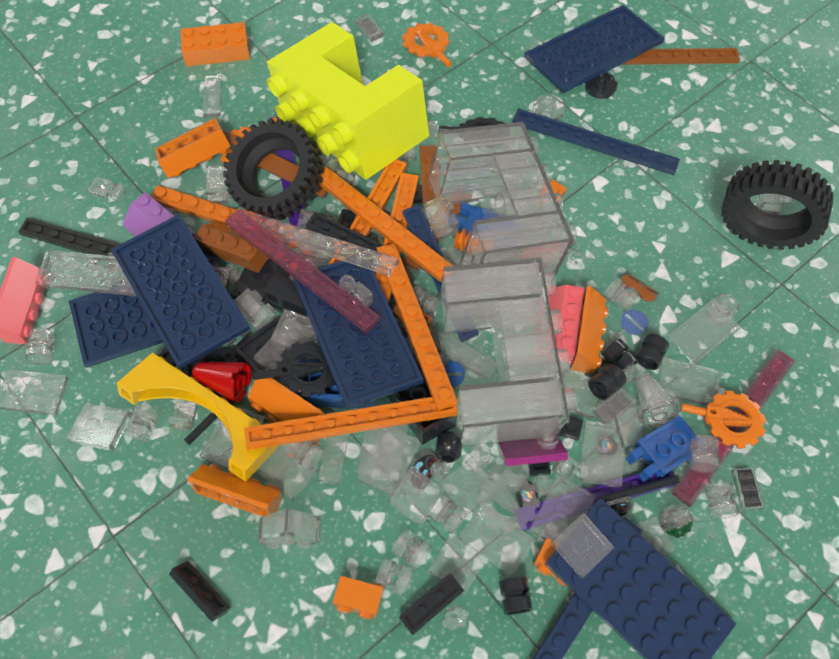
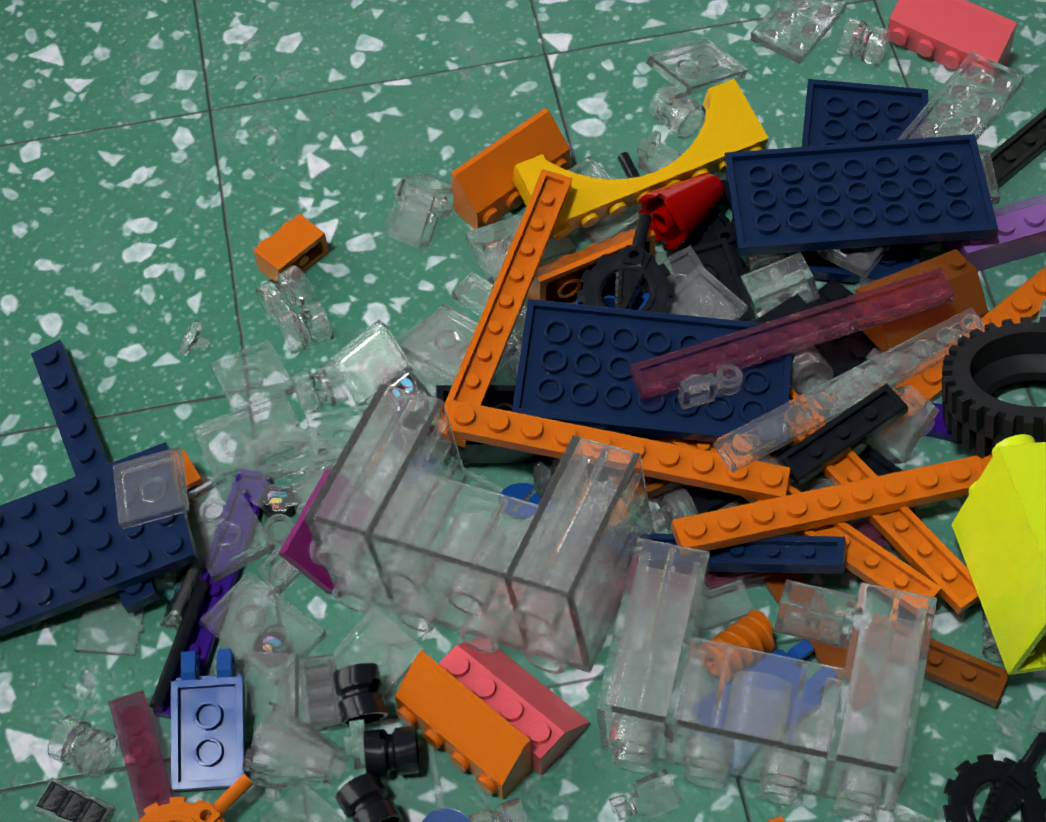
camera: 125 degrees right, 5 degrees down
(199, 591) = (414, 104): black plate -> none
(431, 604) = (224, 319): black plate -> none
(516, 599) = (163, 411): black wheel -> none
(572, 429) = (335, 620): black plate -> none
(676, 520) = (105, 662): clear piece -> none
(704, 453) = (155, 752): clear wheel -> none

